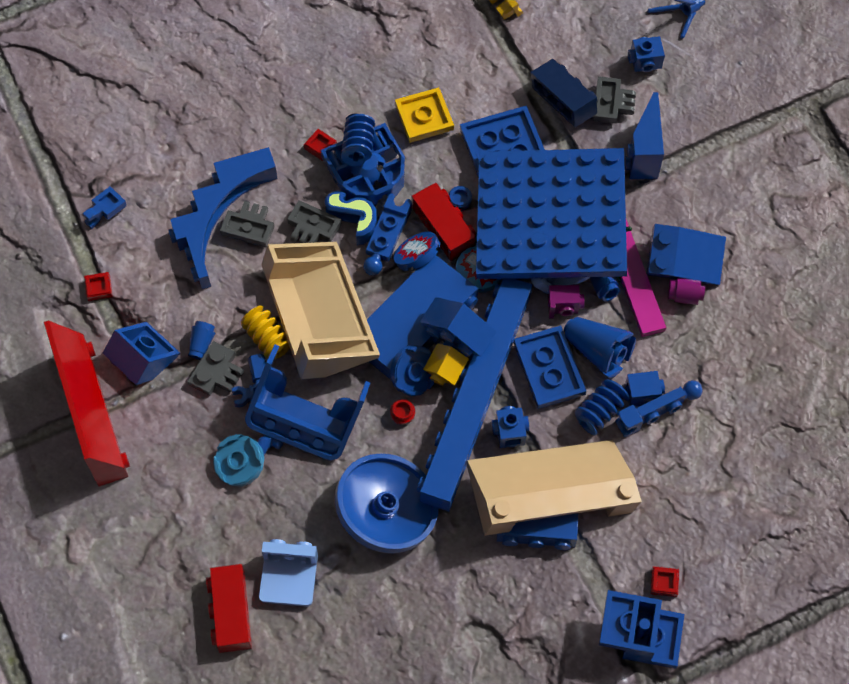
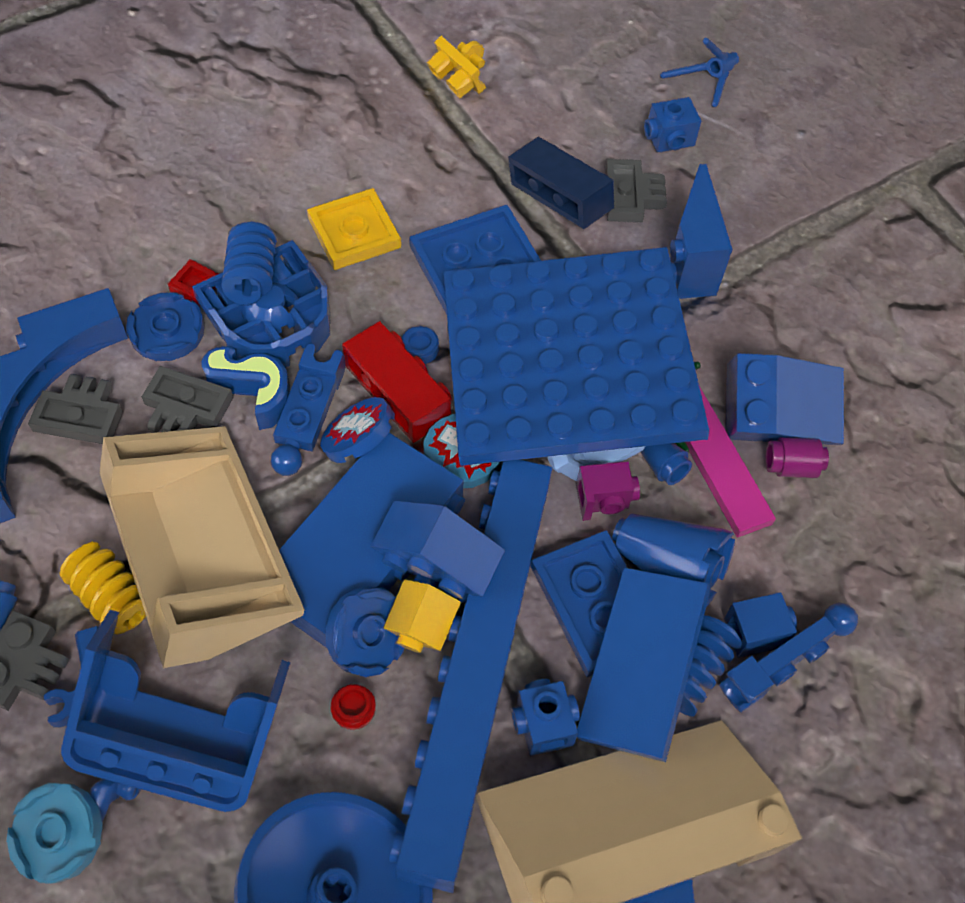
camera: 10 degrees left, 5 degrees down
(301, 173) = (165, 327): none -> blue tile
(569, 401) = (644, 663): none -> blue tile

